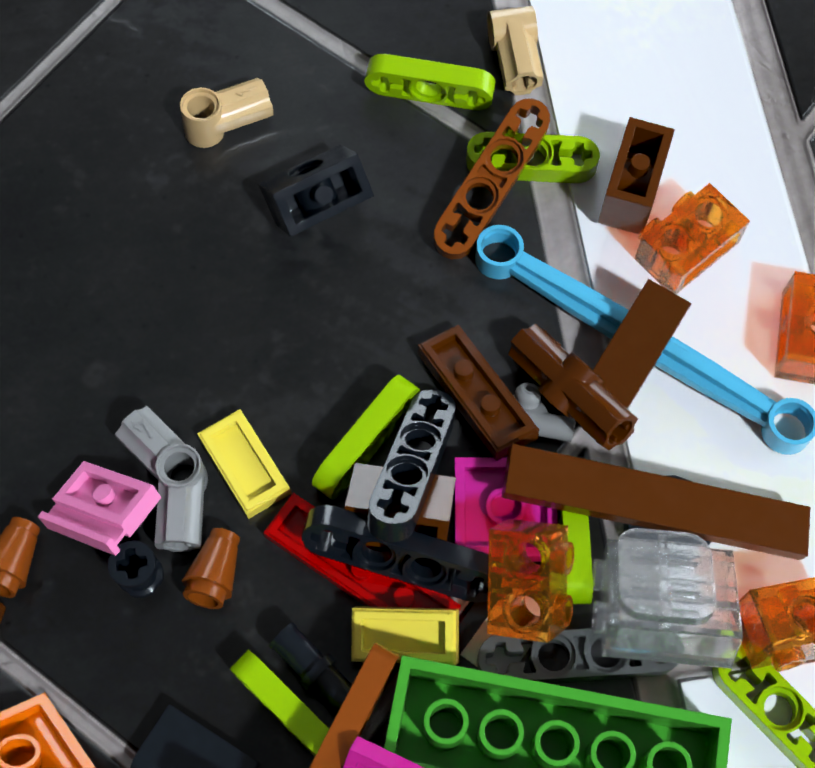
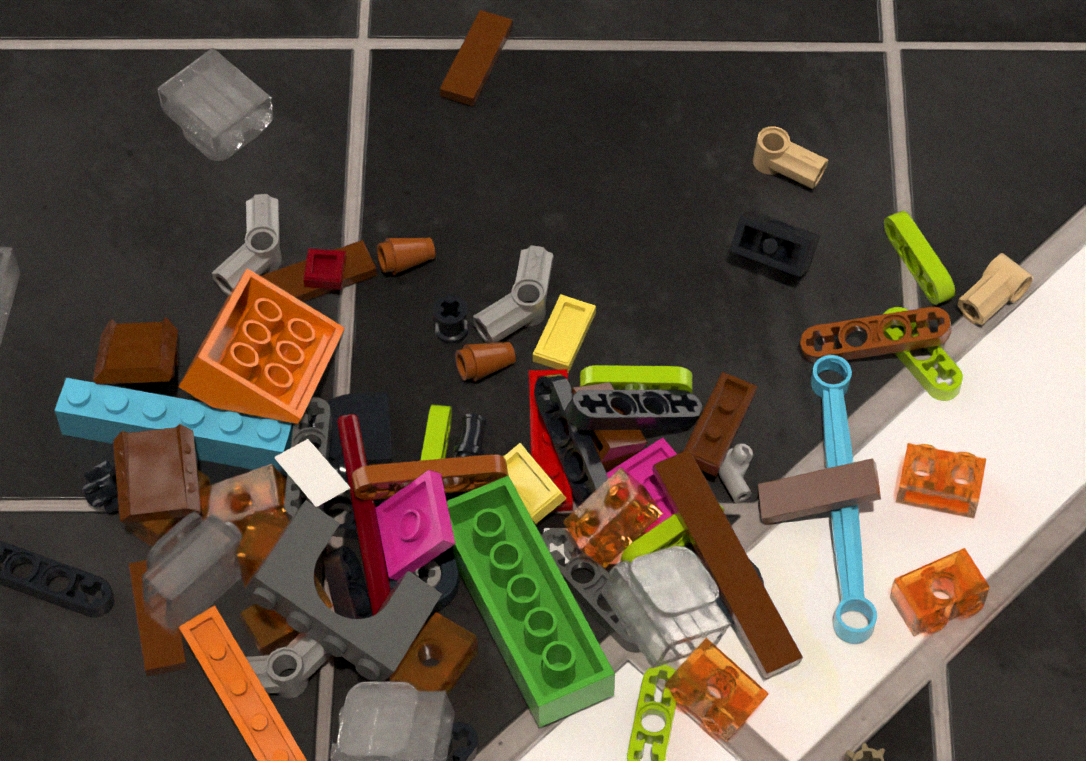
camera: 55 degrees right, 10 degrees down
(100, 507) = (471, 272): bright pink plate -> none
(572, 387) = (764, 468): reddish brown piece -> none
(636, 175) = (955, 414): reddish brown brick -> none

